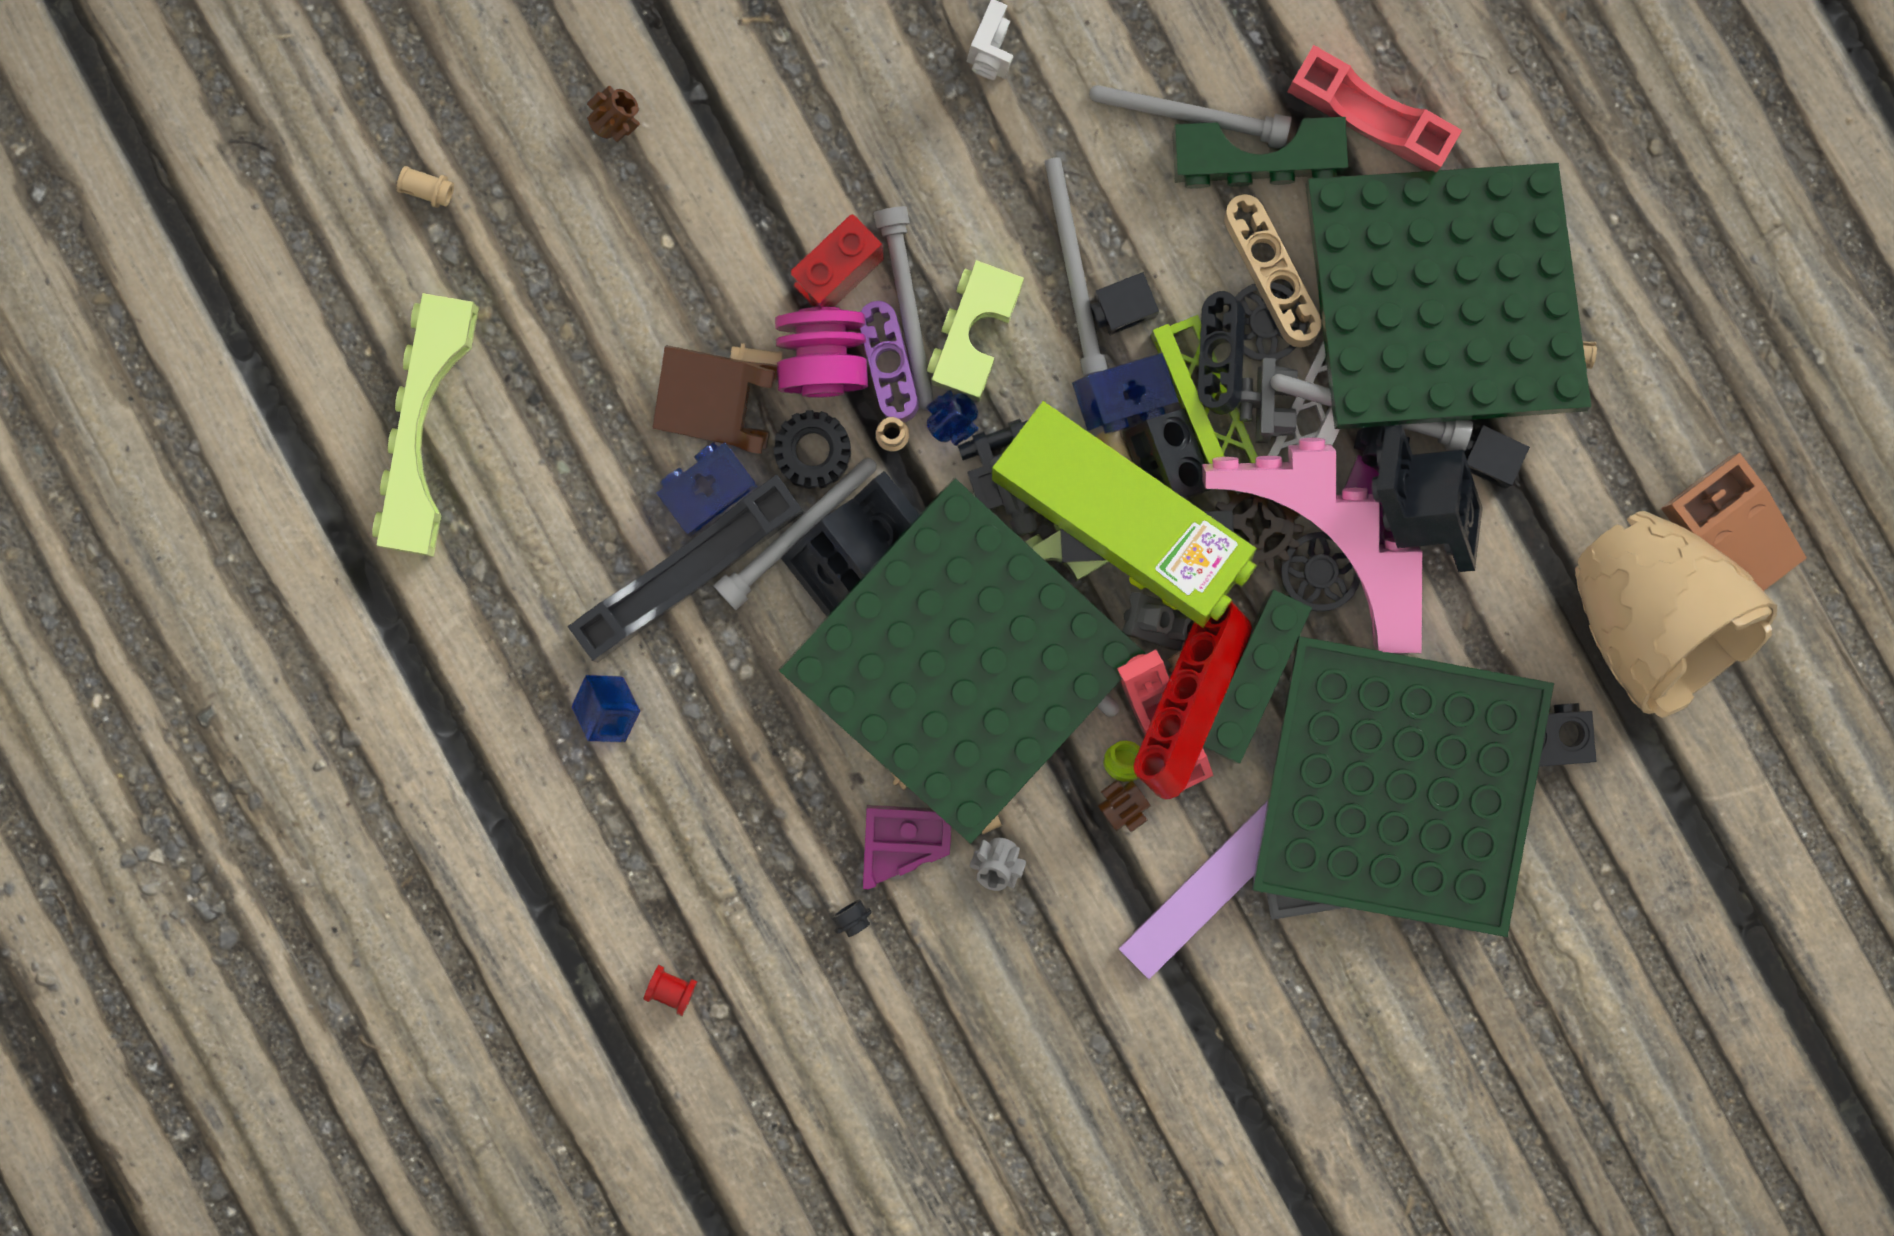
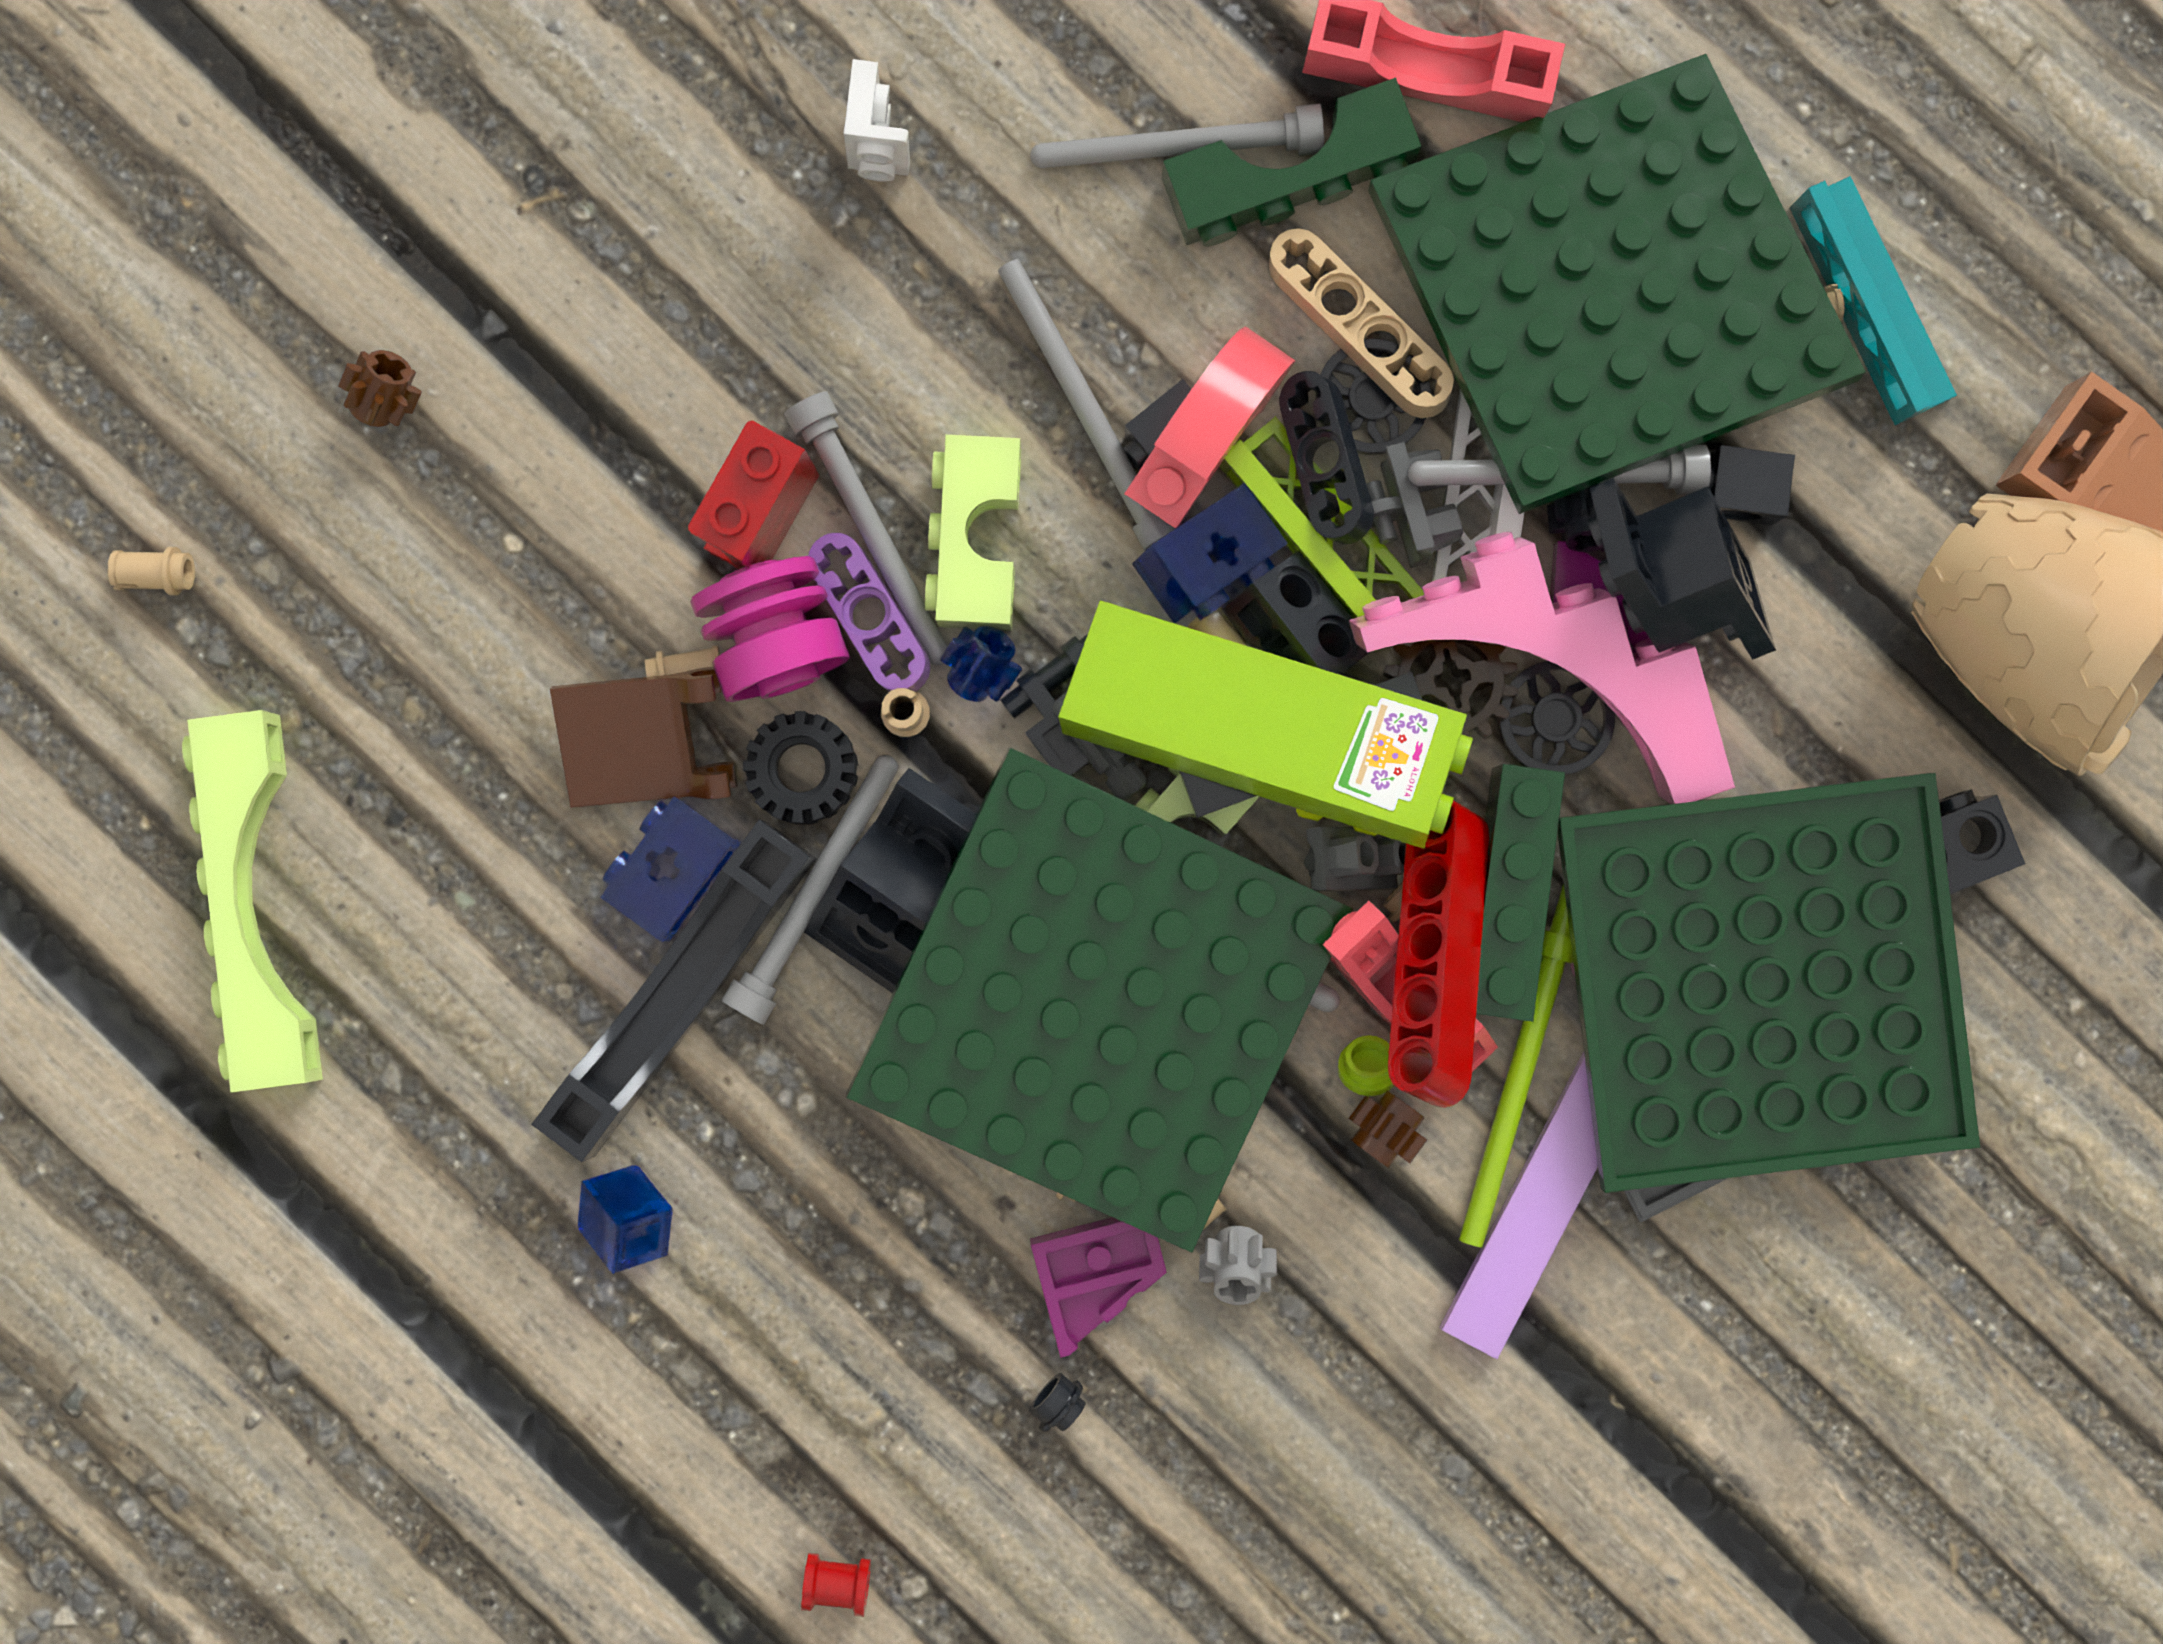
camera: 15 degrees left, 0 degrees up
(1151, 307) = (1208, 425): none -> coral arch
(1271, 726) = (1555, 955): none -> lime bar
(1618, 360) = (1874, 299): none -> teal fence

